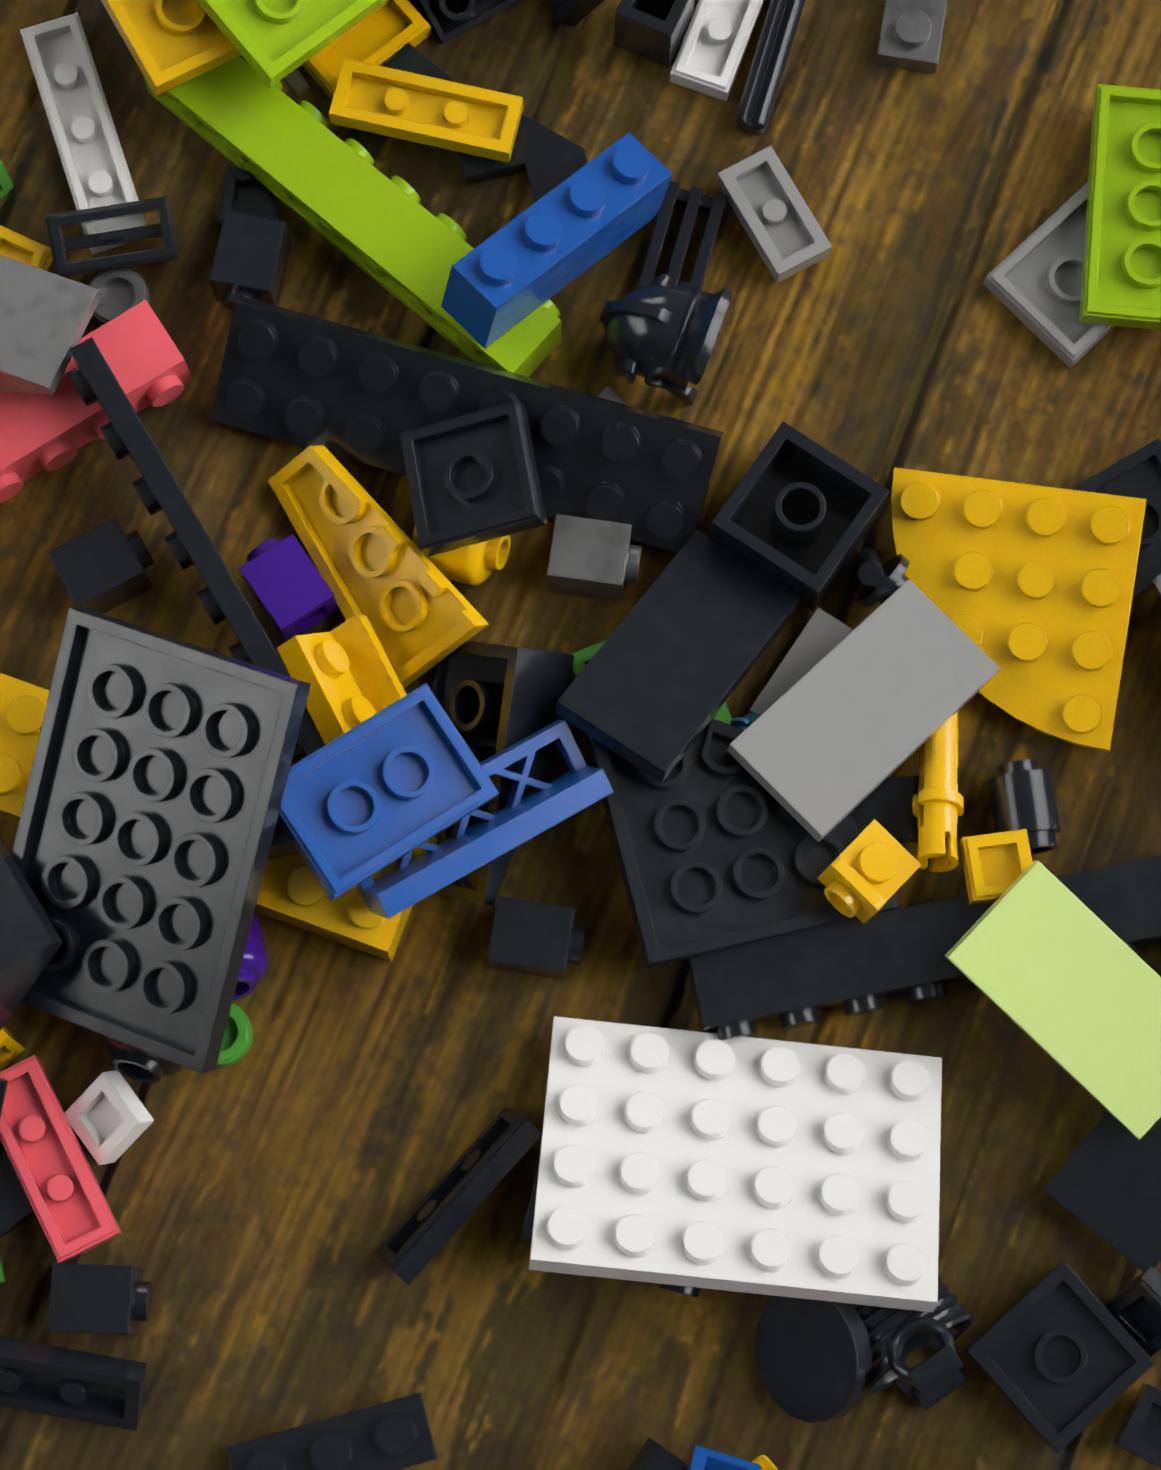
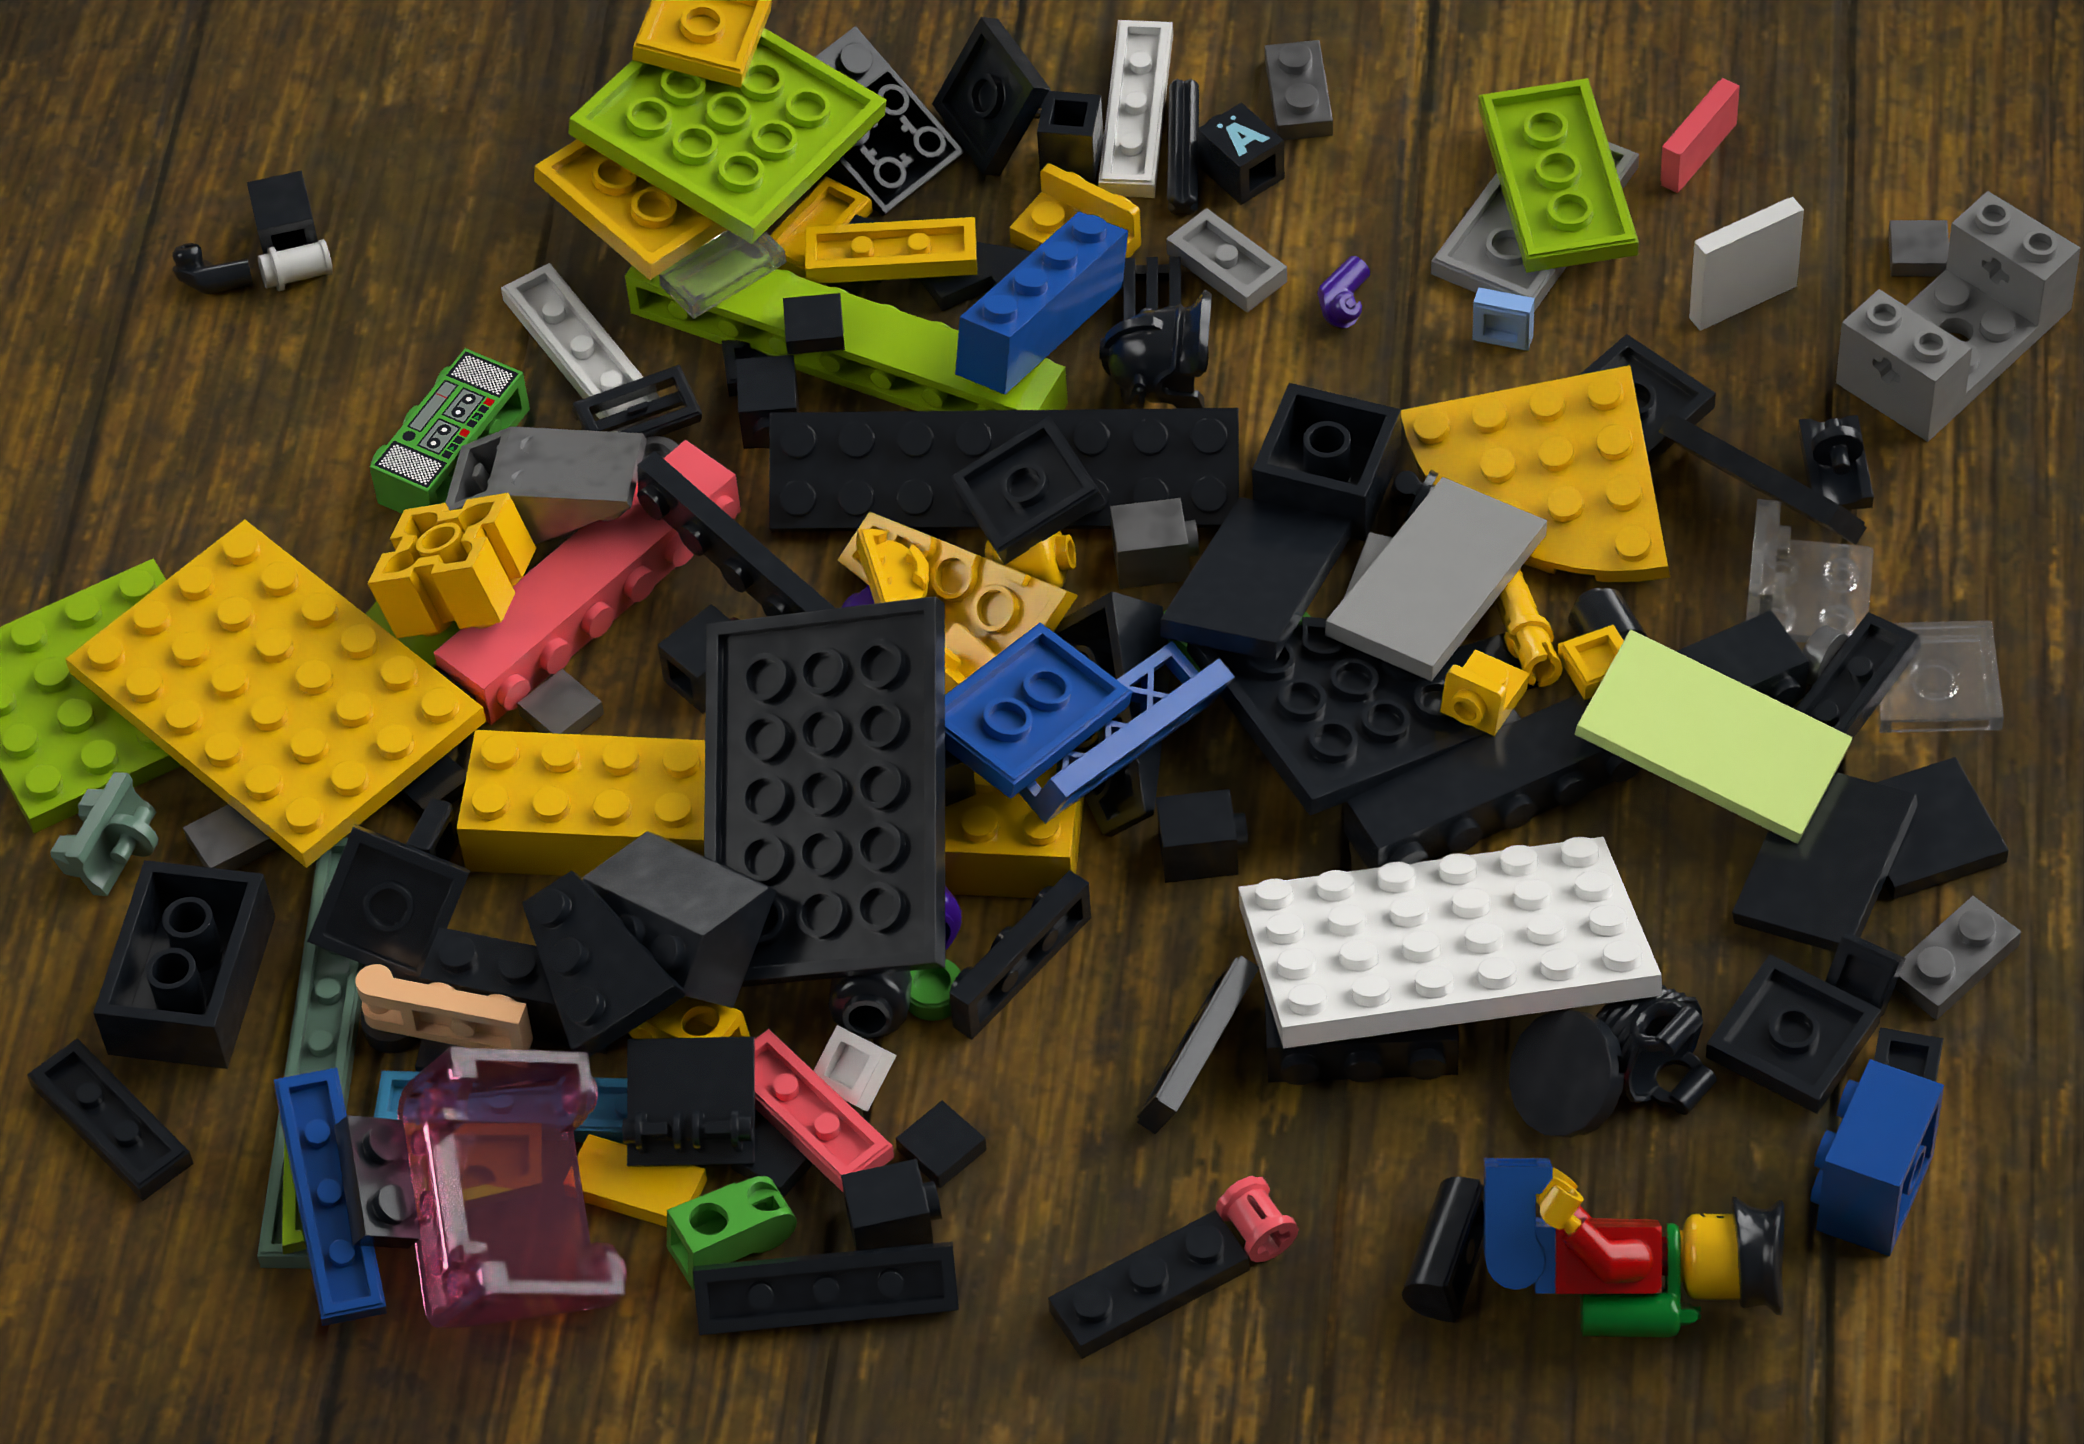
camera: 10 degrees left, 25 degrees down
(174, 1225) = (941, 1143): none -> black tile
(233, 99) = (720, 270): none -> clear tile
(310, 539) = (892, 568): none -> yellow tile
(311, 1027) = (1019, 954): none -> black plate
(314, 194) = (813, 323): none -> black tile
(473, 1429) = (1257, 1218): none -> coral bush
(628, 101) = (1061, 199): none -> yellow bracket
(828, 80) = (1241, 153): none -> black brick
(875, 290) = (1338, 290): none -> dark purple arm
(1036, 378) = (1503, 318): none -> light blue tile

